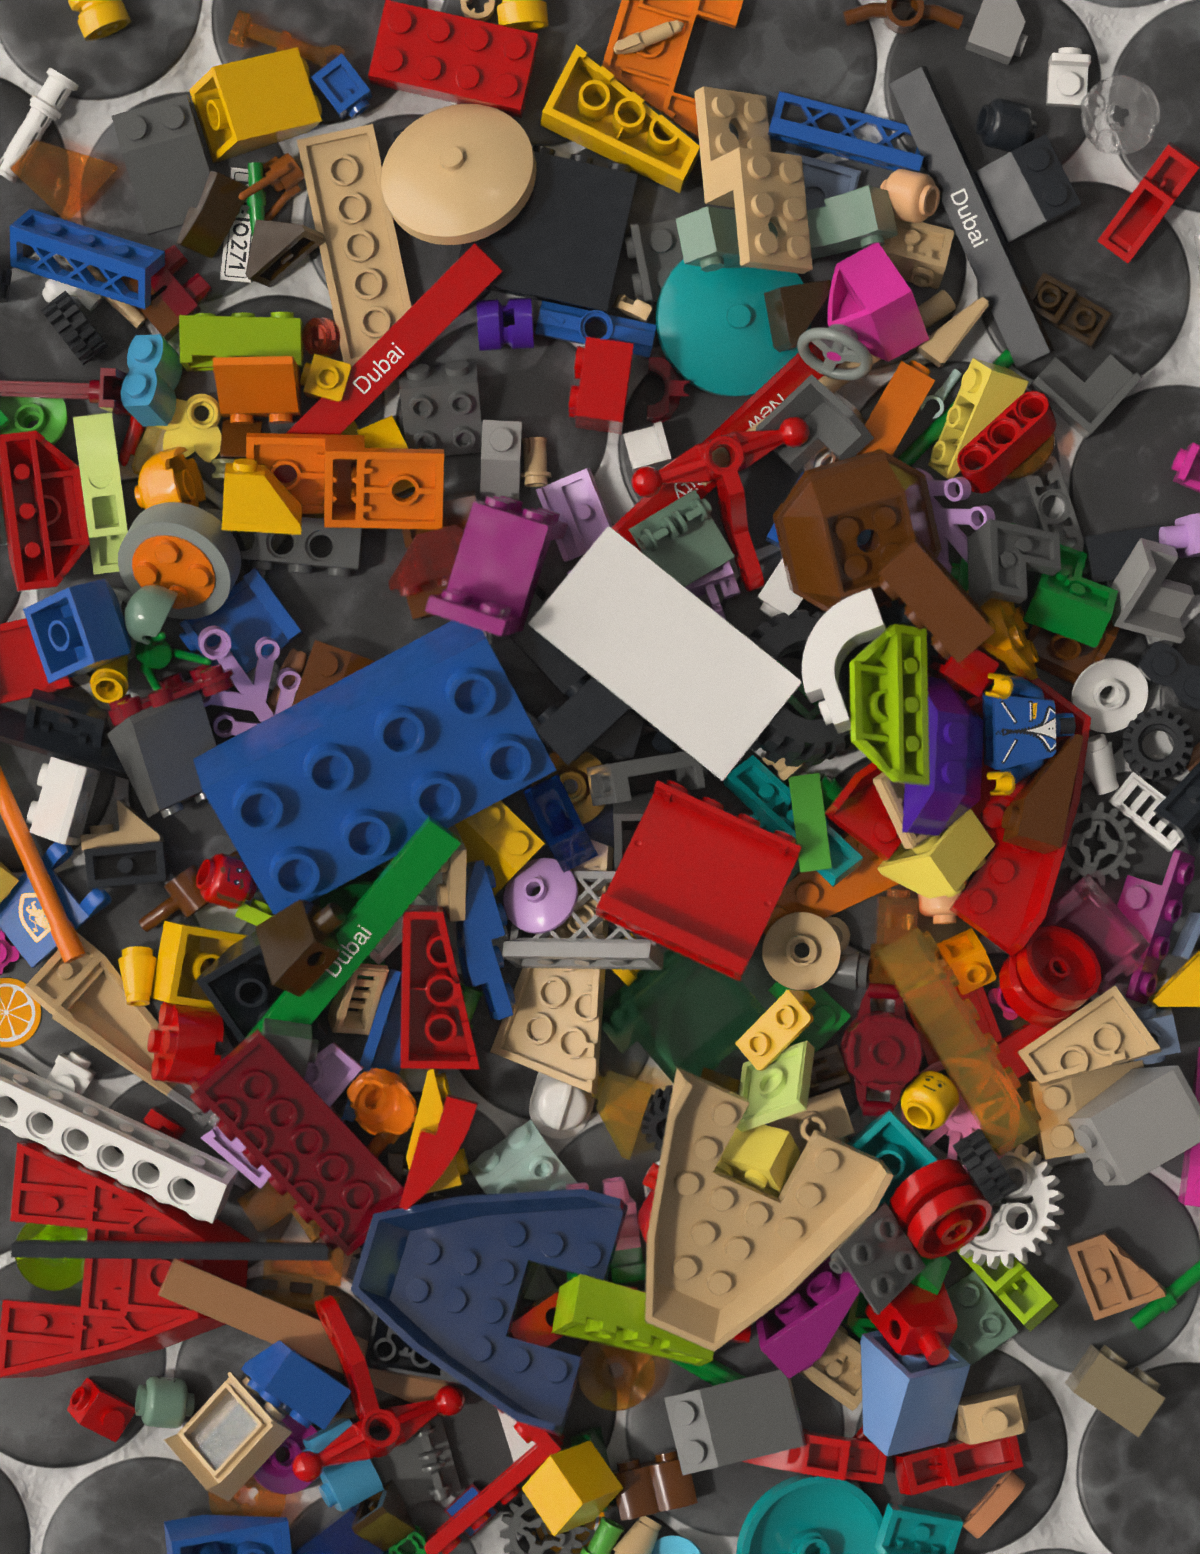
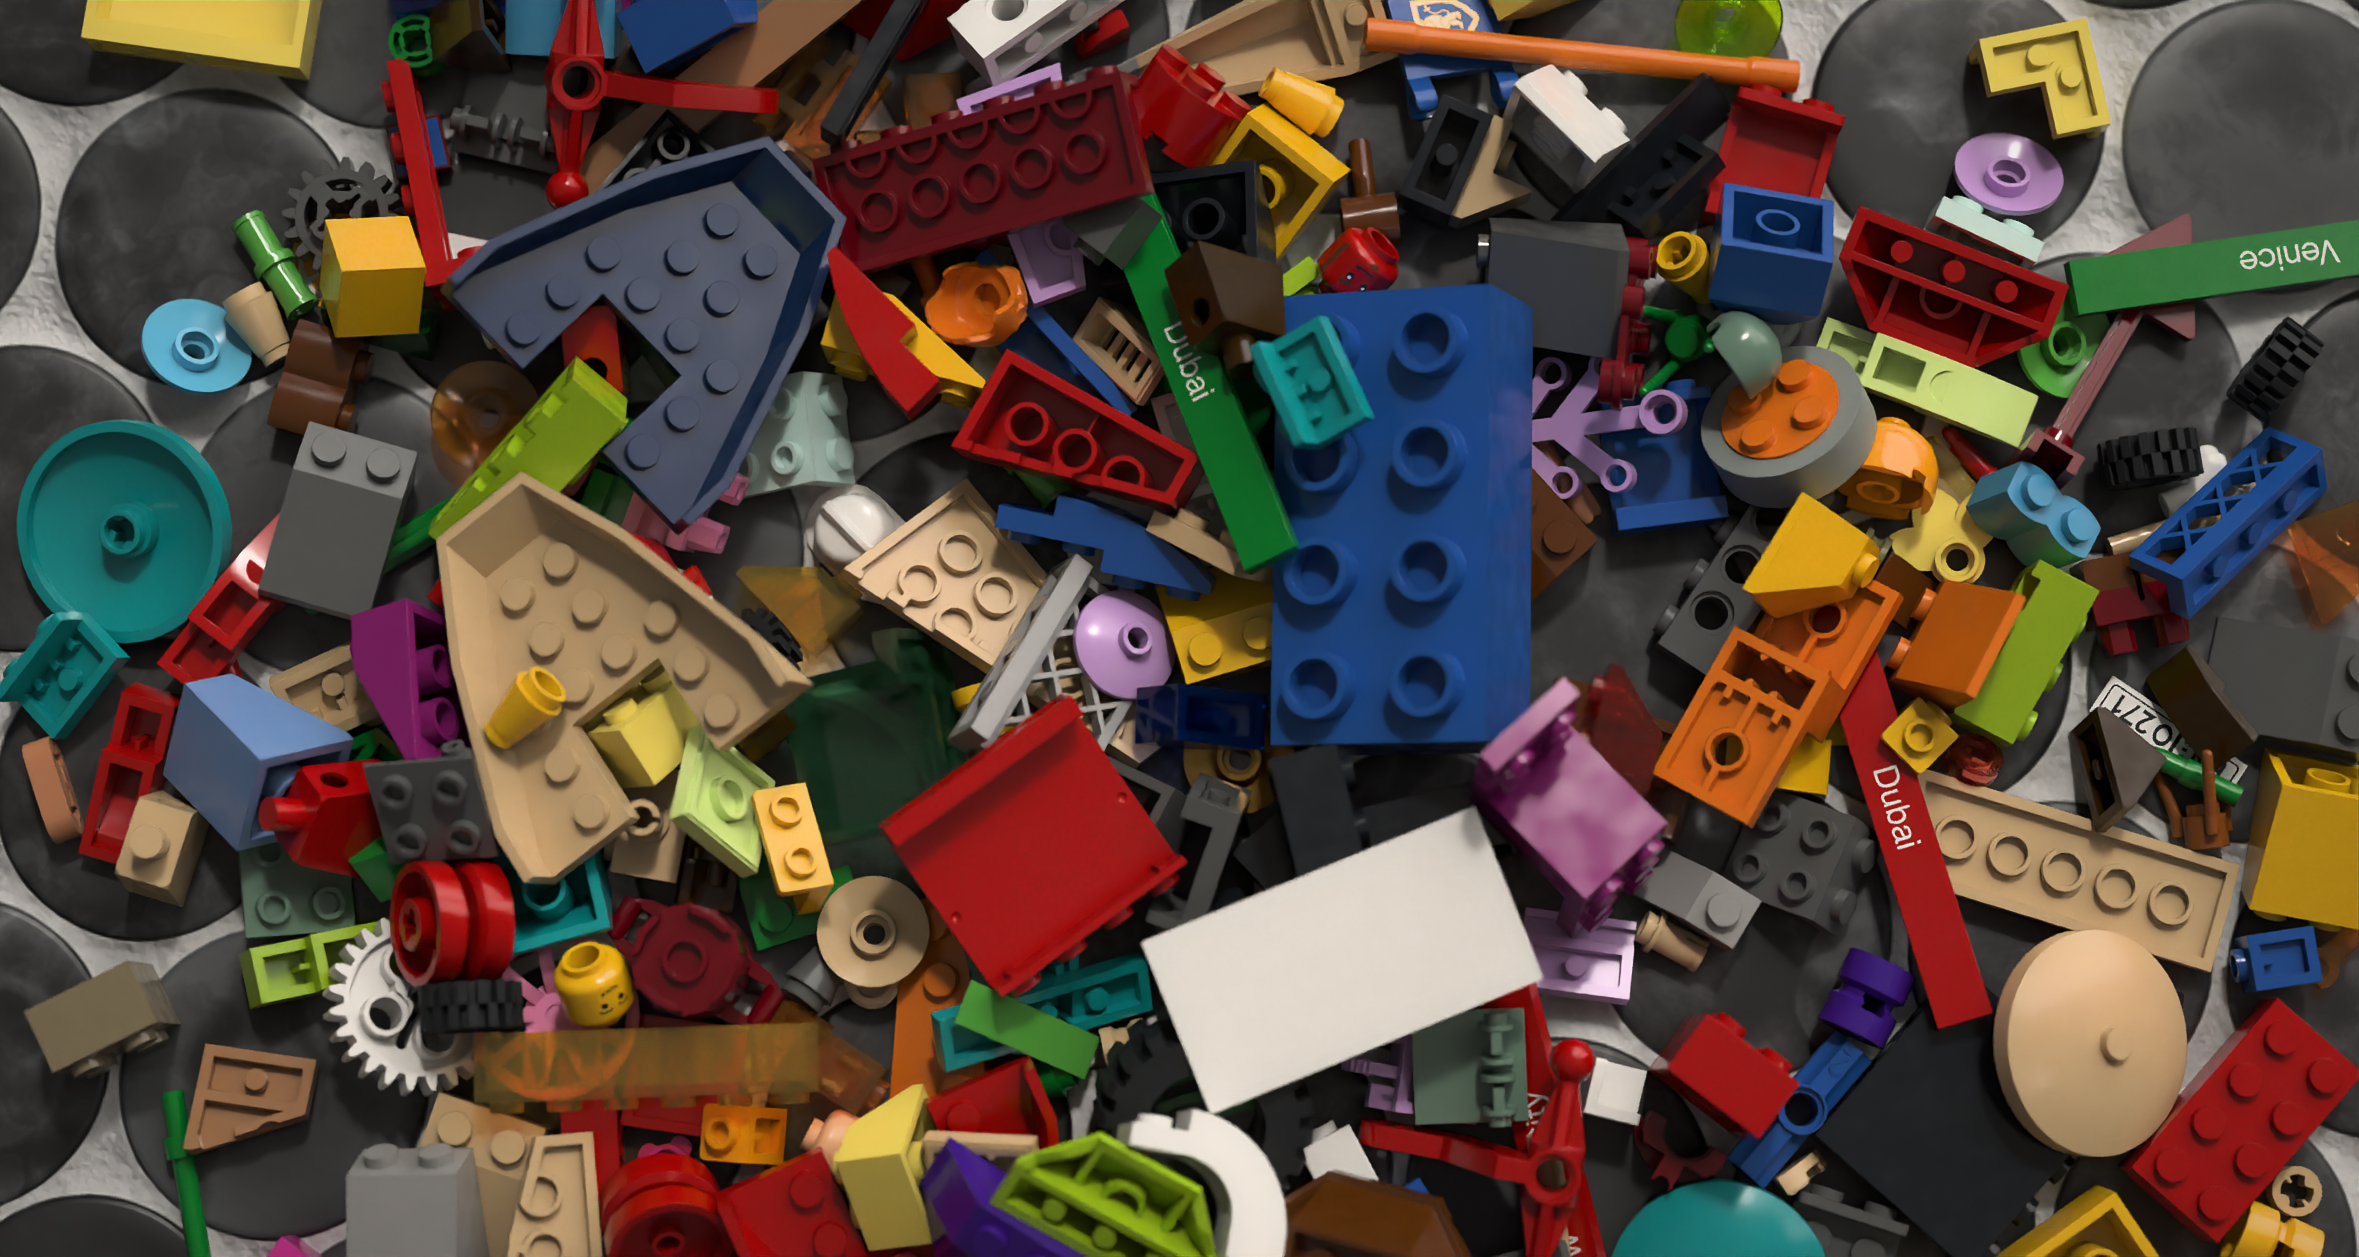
camera: 115 degrees right, 5 degrees down
(325, 865) = (1311, 385): none -> teal bracket
(784, 1235) = (526, 706): none -> yellow cone

